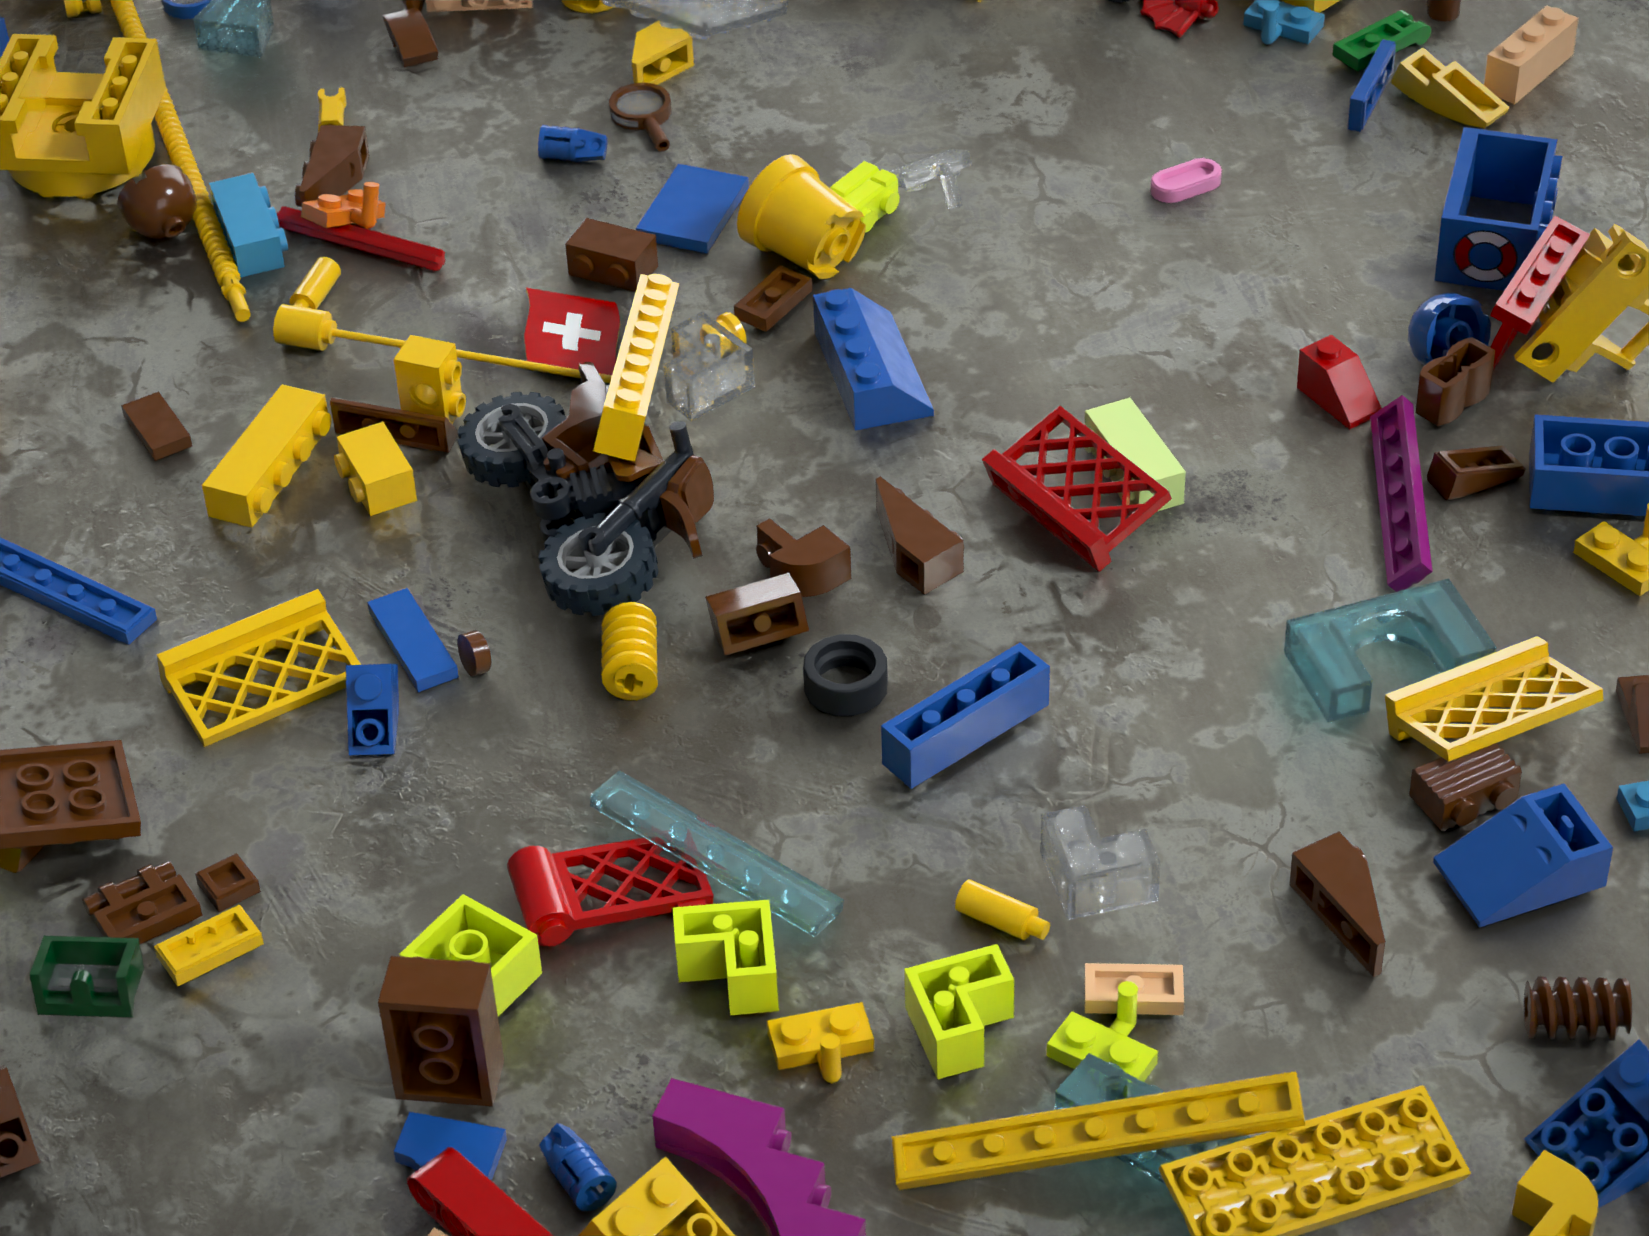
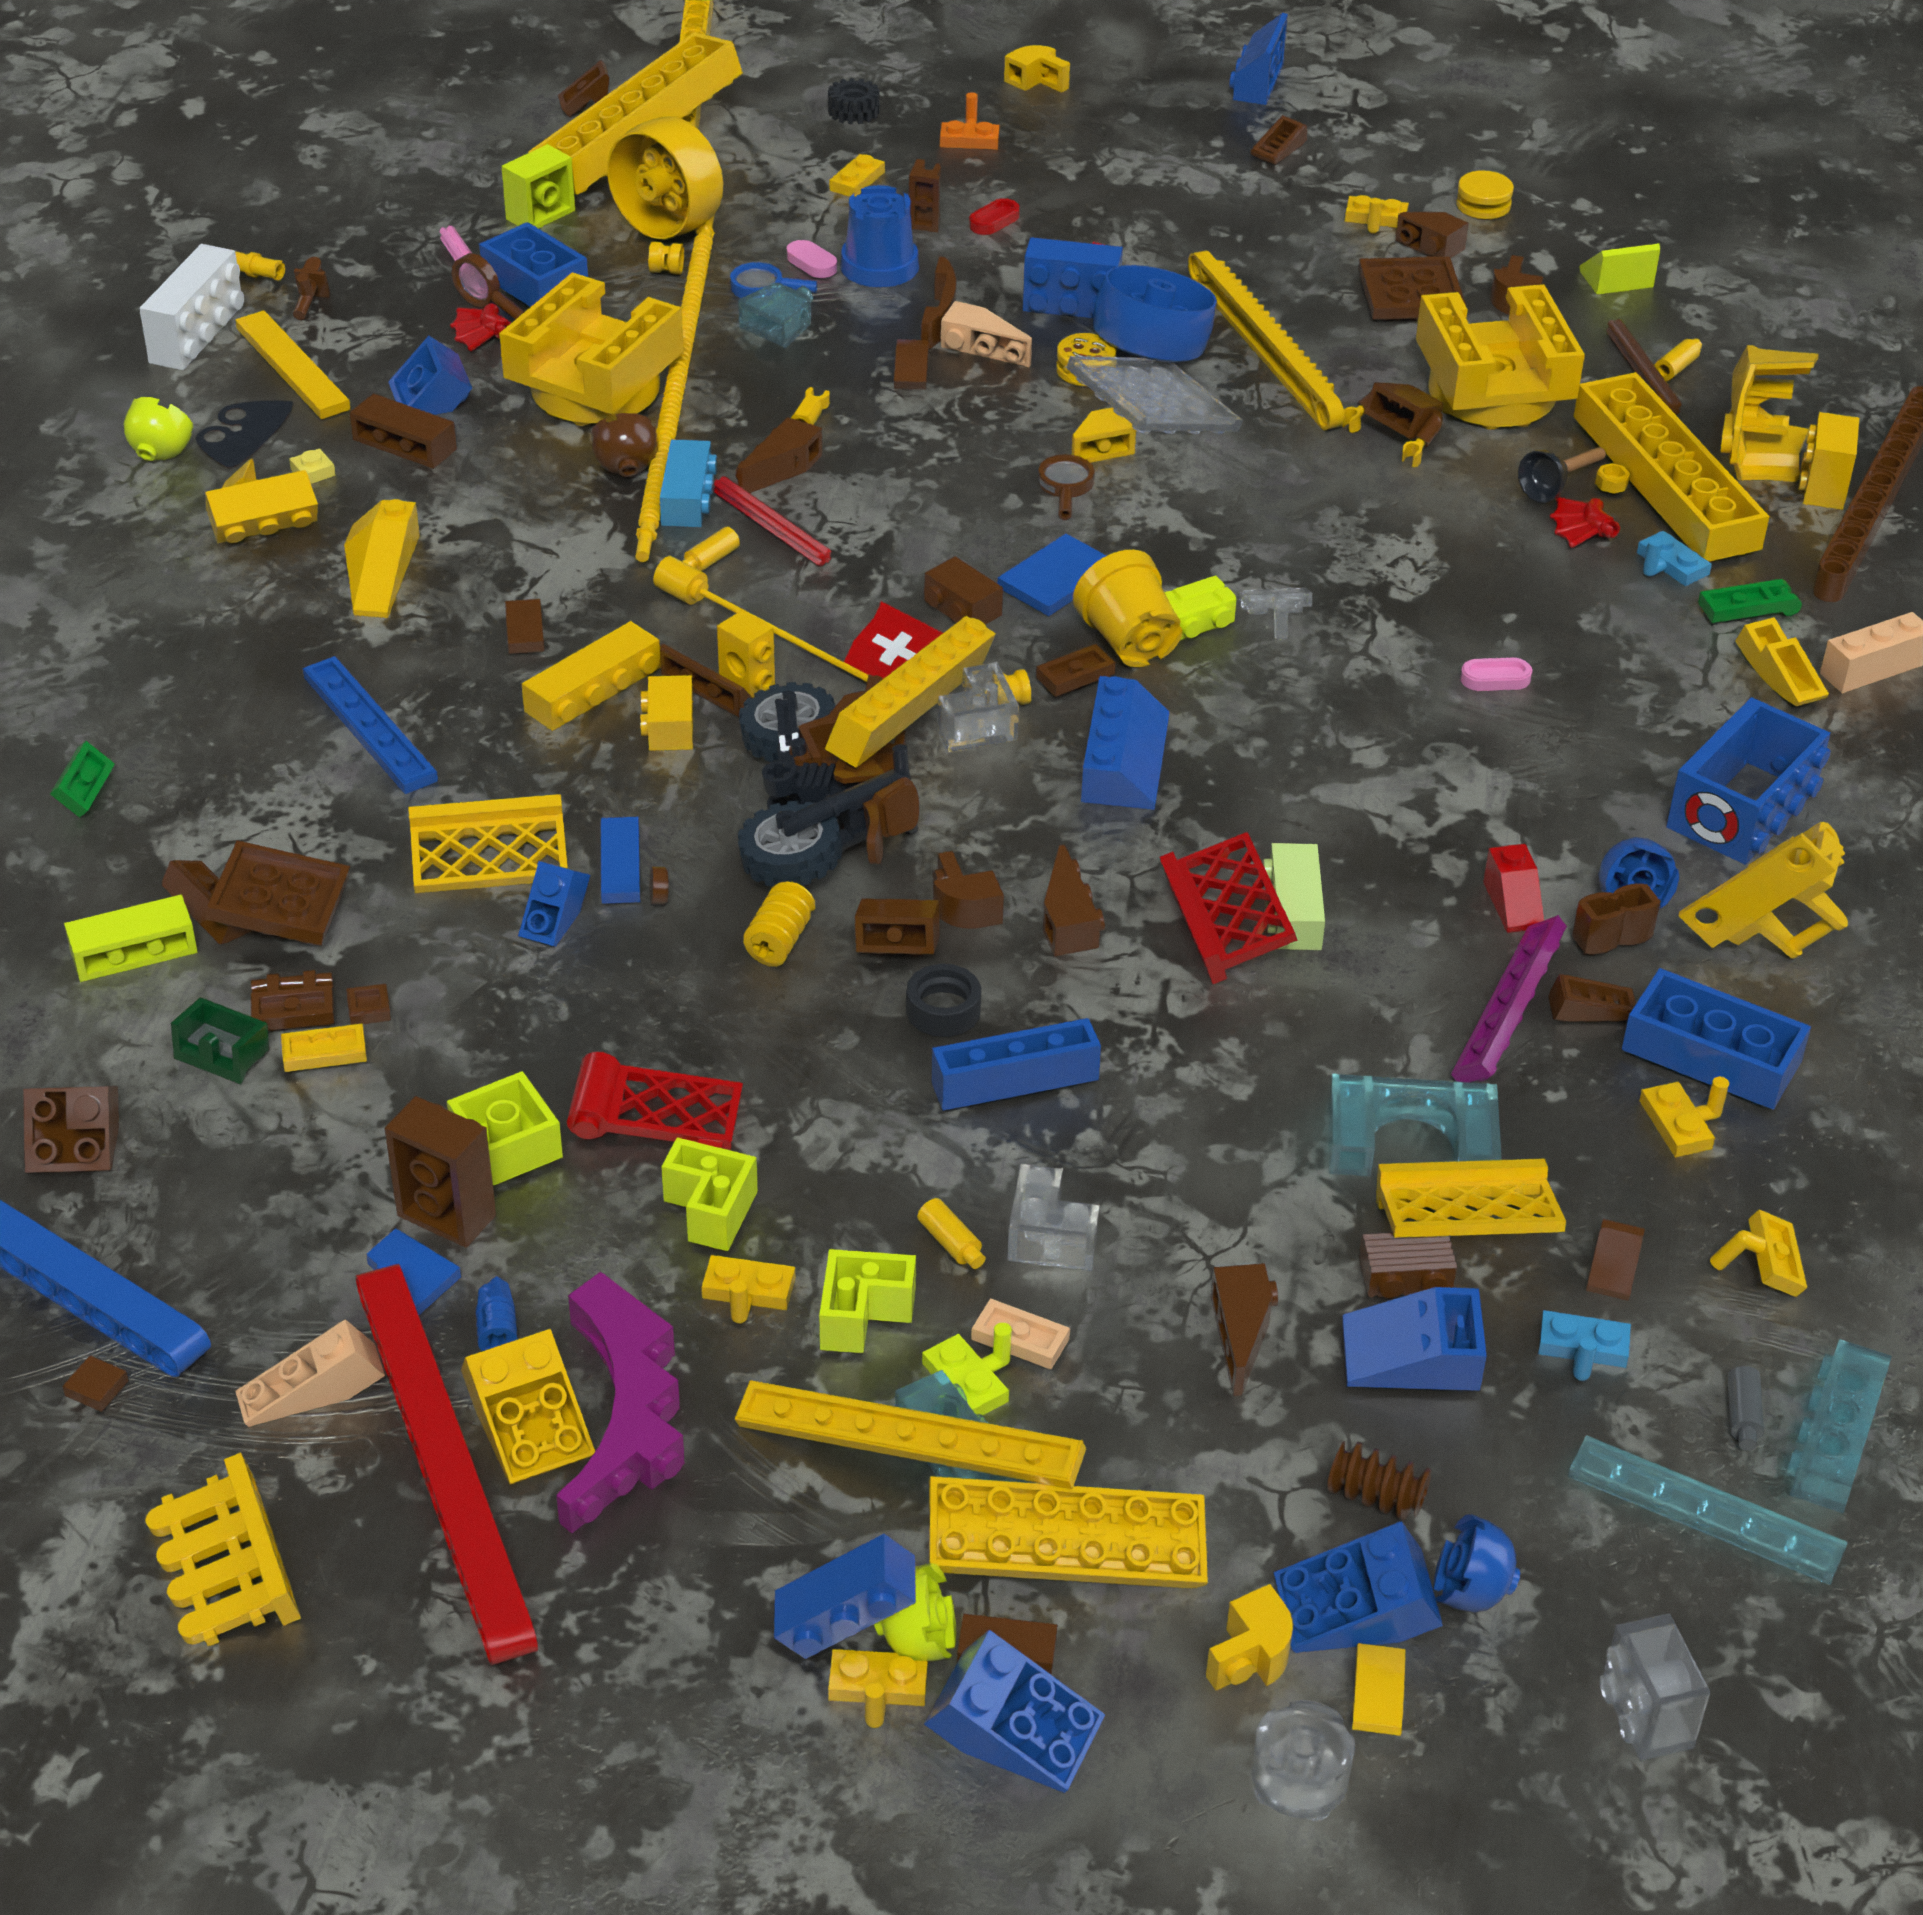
camera: 20 degrees right, 0 degrees up
(356, 207) = (778, 494): orange plate -> none
(571, 144) = (986, 491): blue hinge -> none
(717, 853) = (752, 1109): clear light blue tile -> none
(1371, 85) = (1711, 638): blue tile -> none
(1536, 282) = (1723, 856): fence -> none

